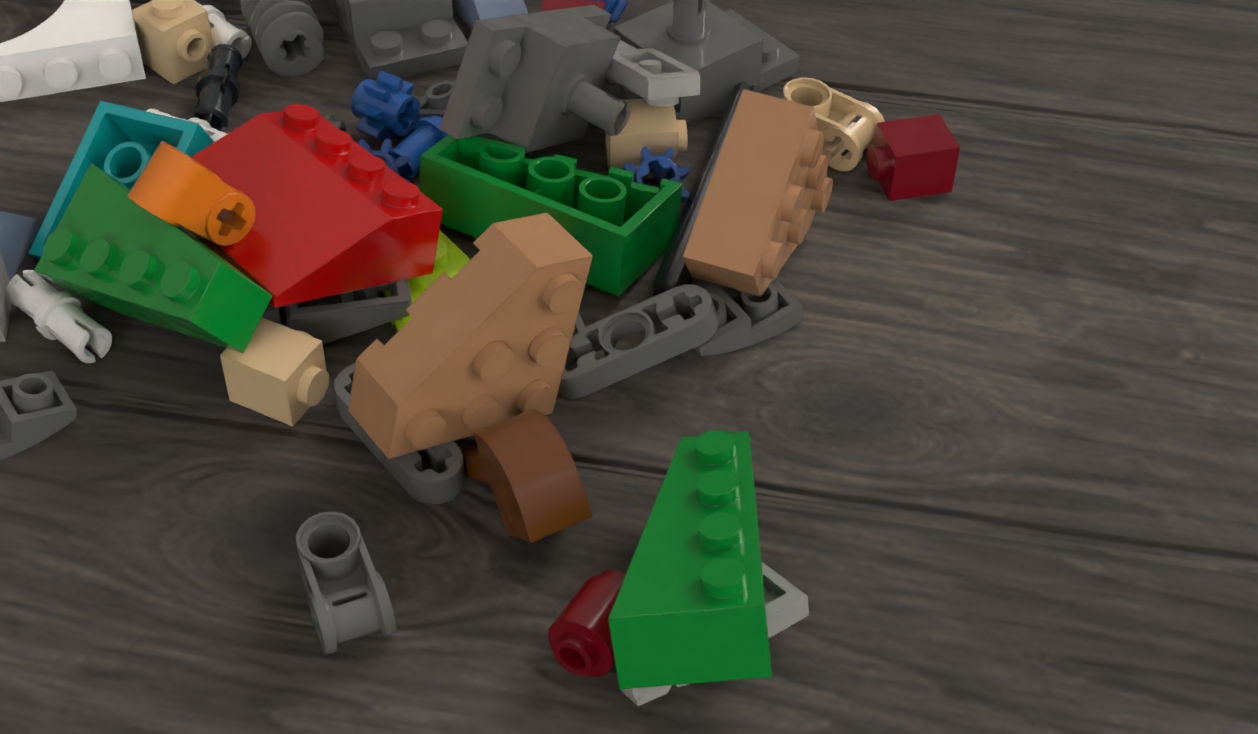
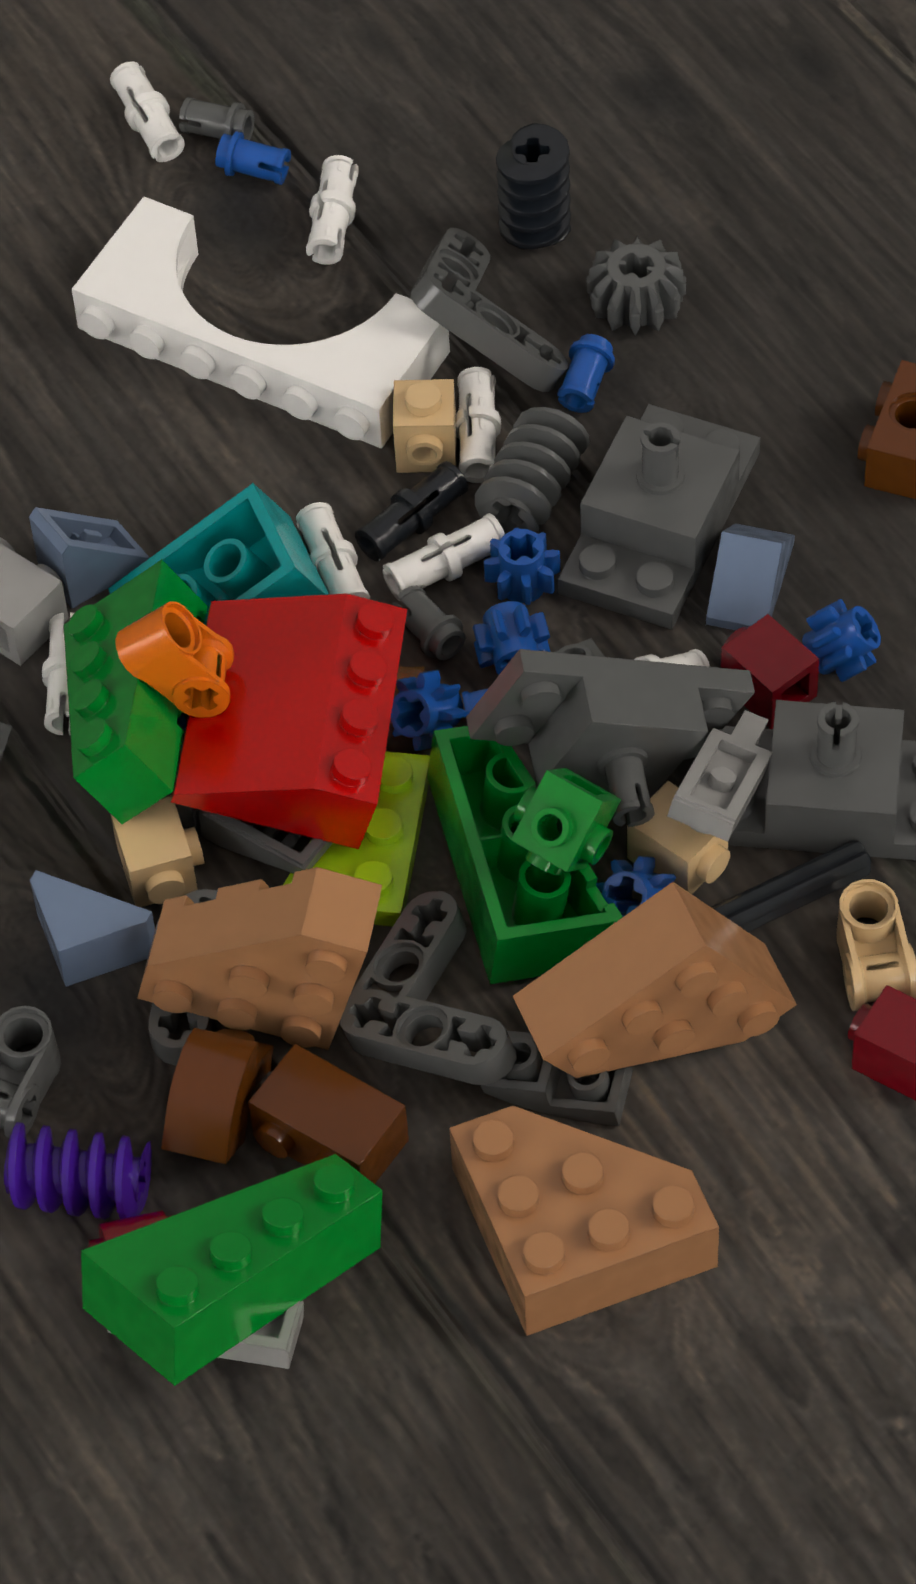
camera: 50 degrees right, 10 degrees up
(278, 451) = (89, 929): none -> sand blue slope
(280, 87) = (443, 556): none -> white pin
(337, 70) = (522, 566): none -> blue gear
(479, 605) = (76, 1175): none -> dark purple piece
(595, 133) = (564, 822): none -> green brick
(625, 435) = (320, 1111): none -> reddish brown brick
(860, 373) = (578, 1215): none -> medium nougat brick

